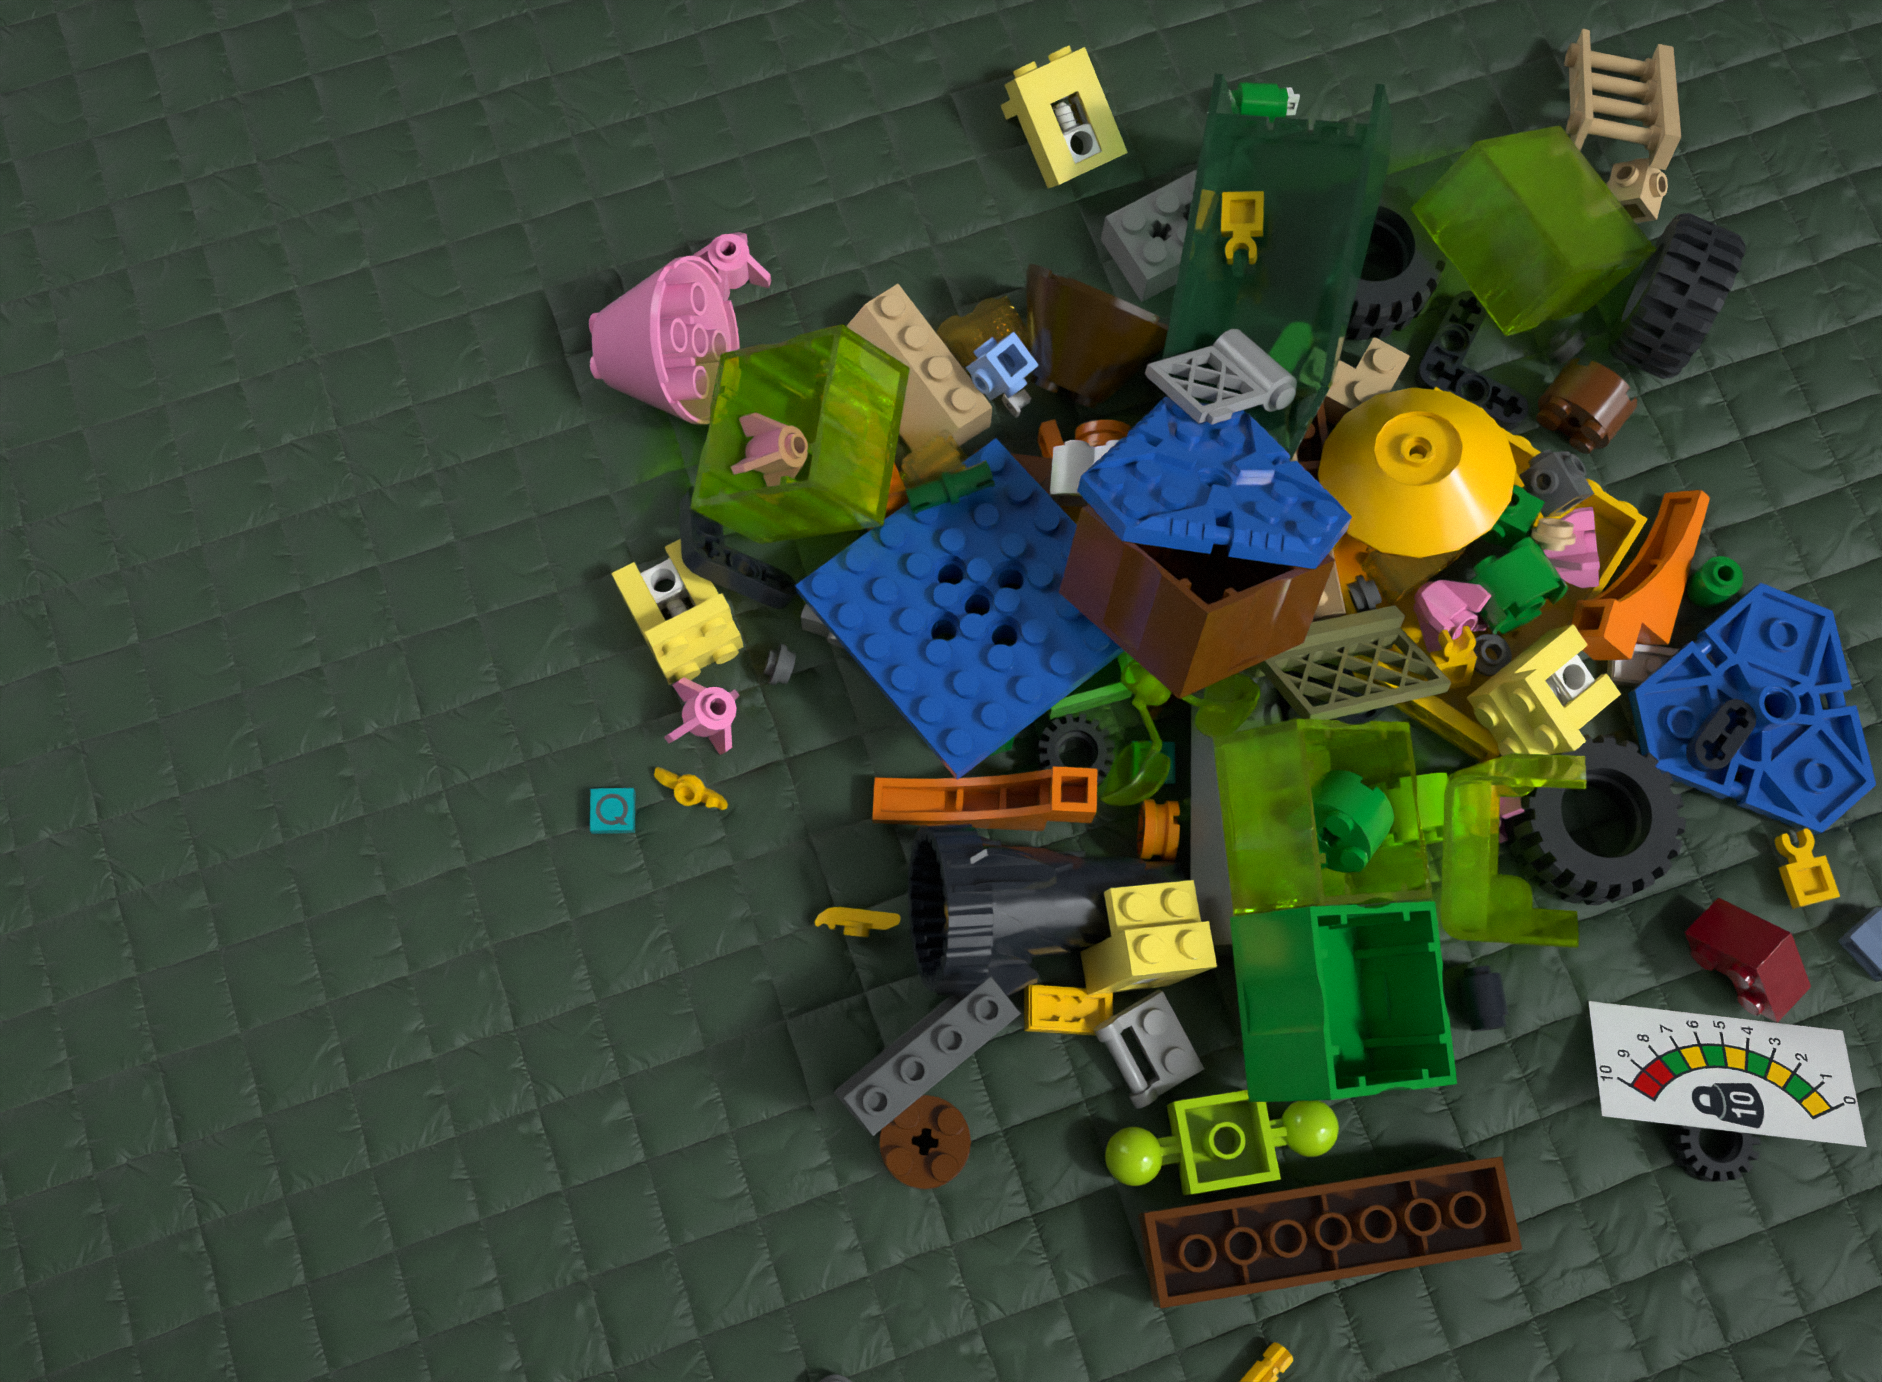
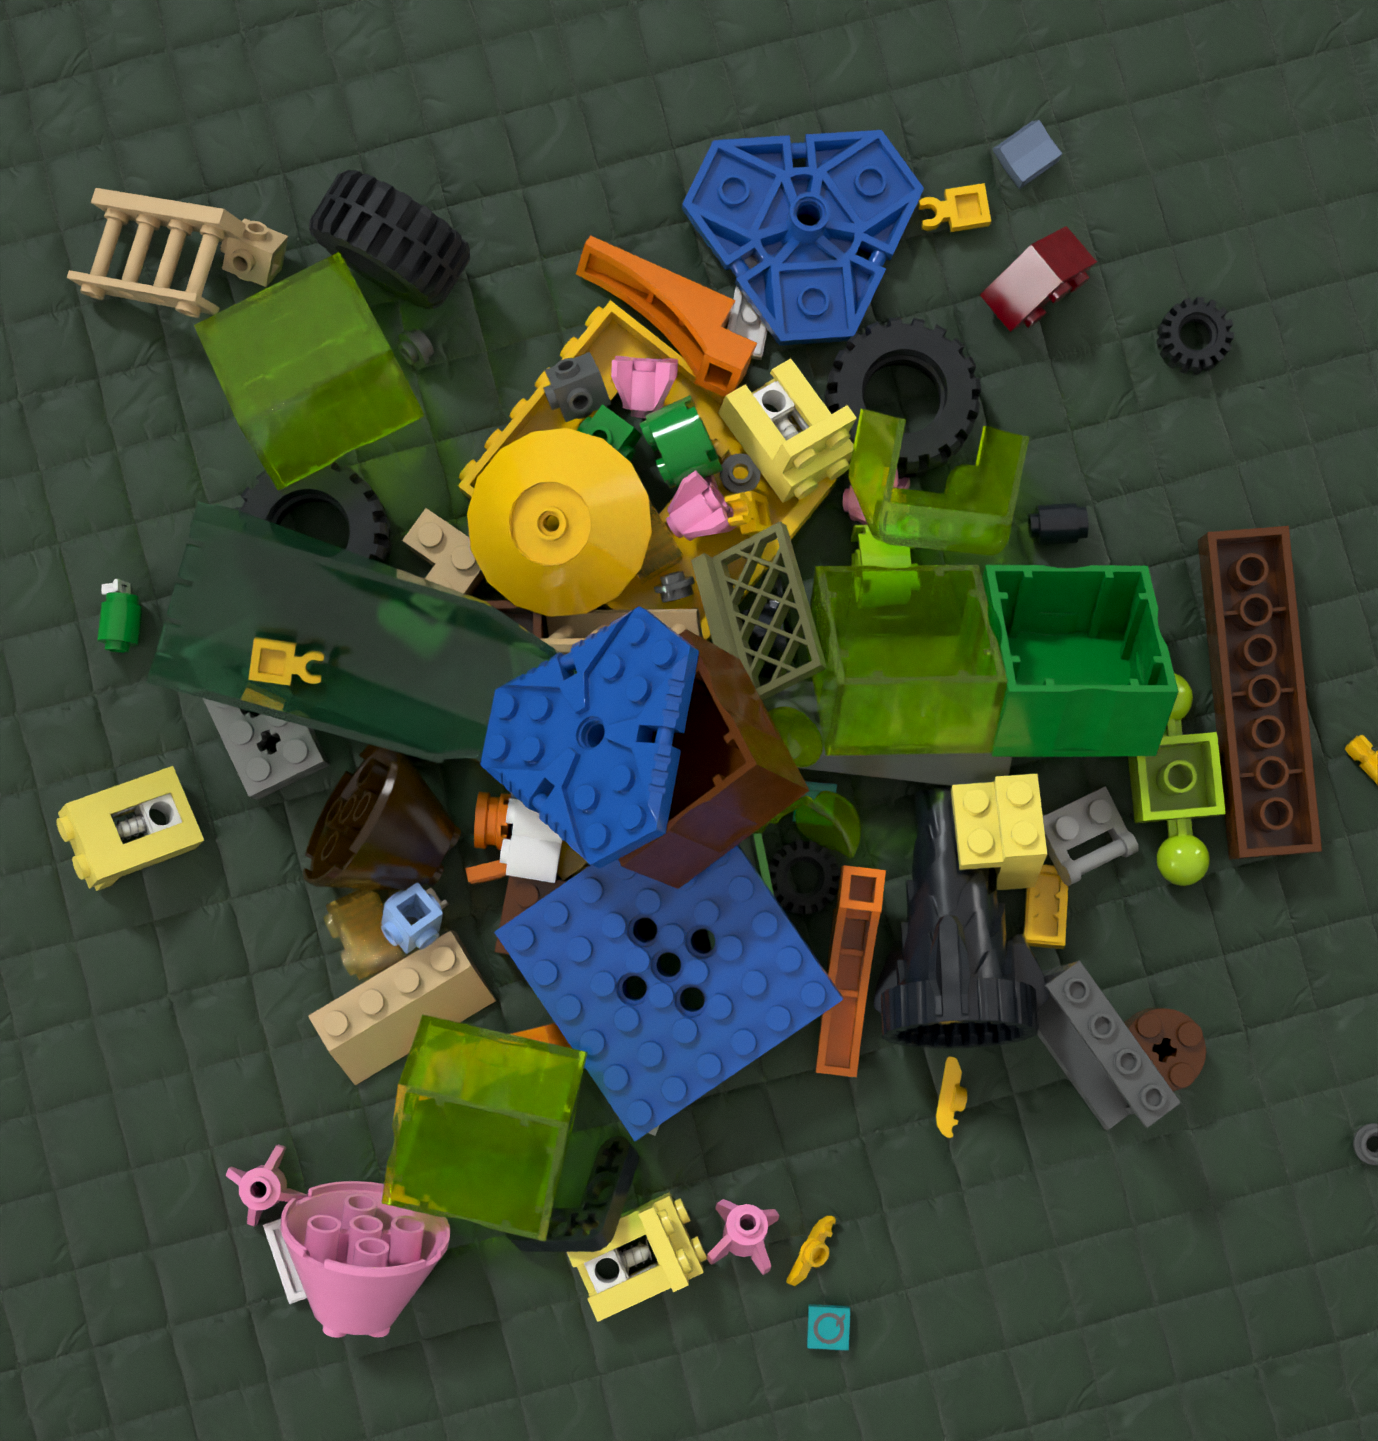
camera: 80 degrees left, 10 degrees up
(773, 450) = (483, 1156): bright pink brick -> none
(779, 665) = (696, 1158): dark grey plate -> none
(931, 459) = (512, 994): clear yellow brick -> none
(950, 487) = (552, 983): dark green pin -> none
(1158, 829) = (885, 806): orange wheel -> none
(1238, 366) = (455, 679): light grey piece -> none
(1349, 820) = (904, 638): green brick -> none
(1450, 364) = (426, 463): black beam -> none
(1554, 534) = (636, 401): tan plate -> none
(1586, 405) = (487, 340): reddish brown brick -> none
(1714, 582) = (677, 256): green brick -> none
(1725, 1074) = (1138, 317): white sticker -> none
(1728, 741) = (837, 261): black beam -> none

